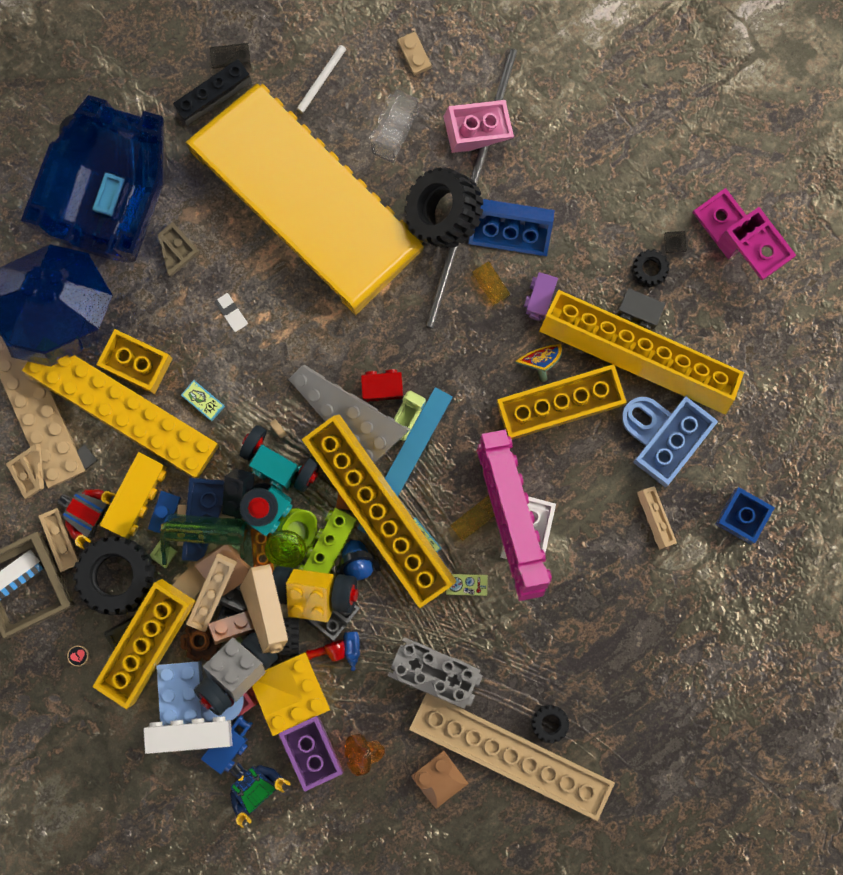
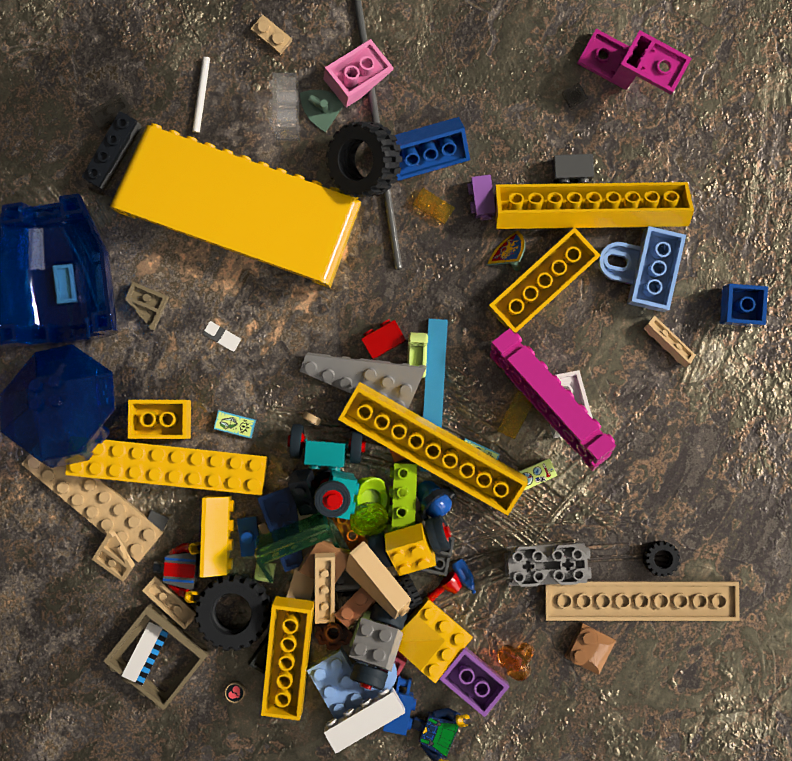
camera: 30 degrees left, 5 degrees up
(428, 142) = (321, 107): none -> sand green shield
(654, 256) = (571, 119): black tyre -> none

